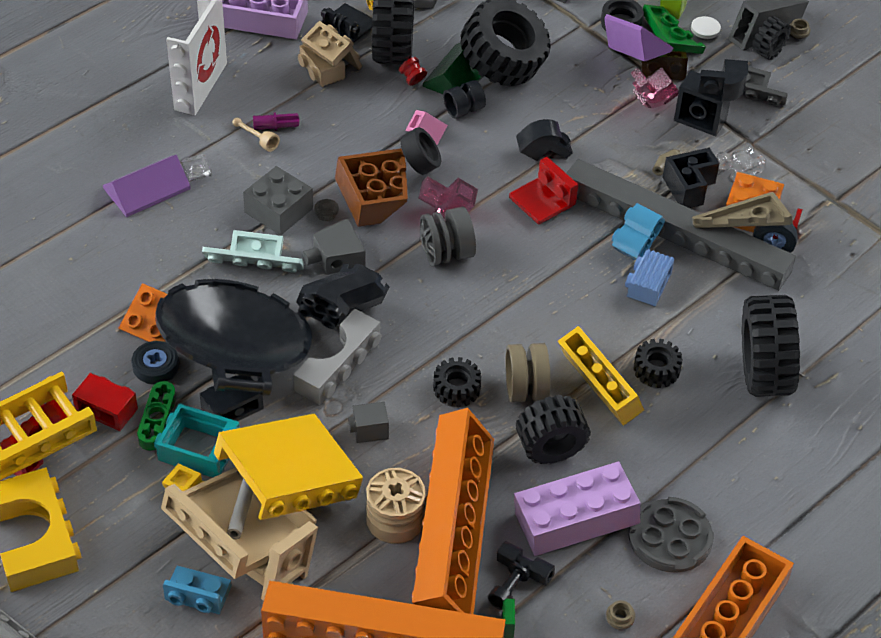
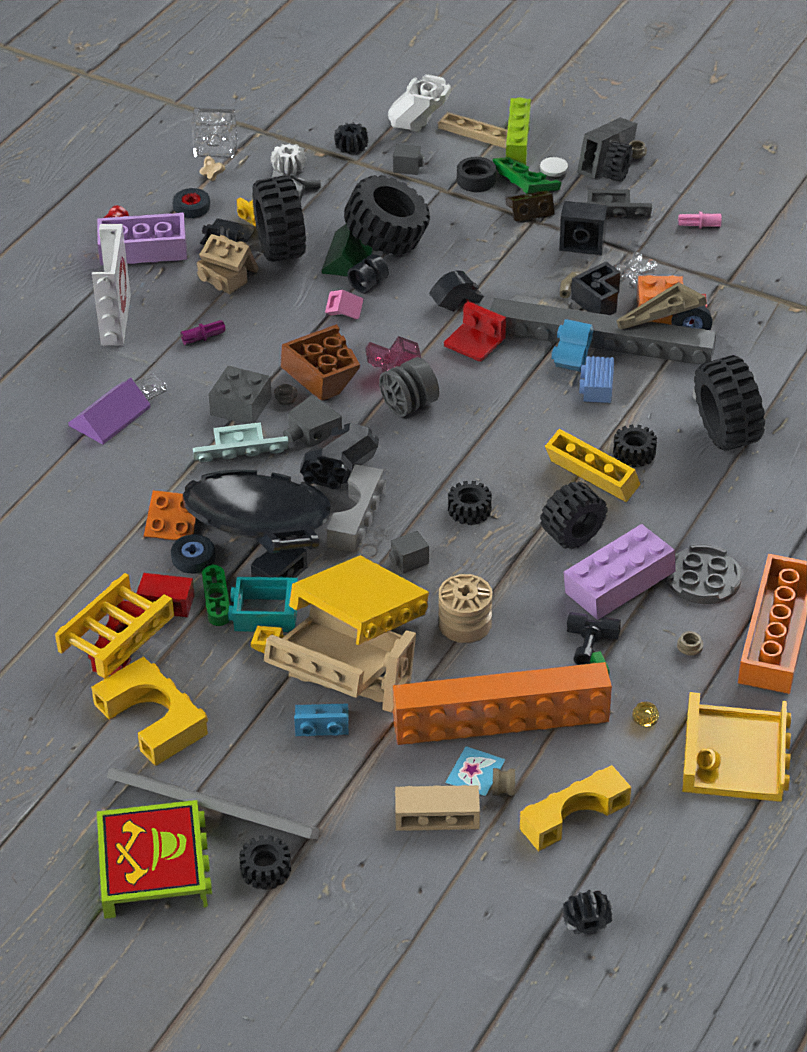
camera: 15 degrees left, 5 degrees down
(240, 511) = (333, 638): light grey piece -> none
(268, 139) = (203, 349): tan hinge -> none
(413, 71) = (310, 261): red wheel -> none
(420, 151) = (351, 324): black tyre -> none
(454, 514) = (518, 595): orange brick -> none
(527, 372) = (530, 477): dark tan wheel -> none
(634, 39) = (498, 188): medium lavender slope -> none
(654, 90) = (533, 227): clear pink brick -> none
(728, 83) = (601, 202): black brick -> none
(834, 123) = (700, 220): none -> bright pink axle

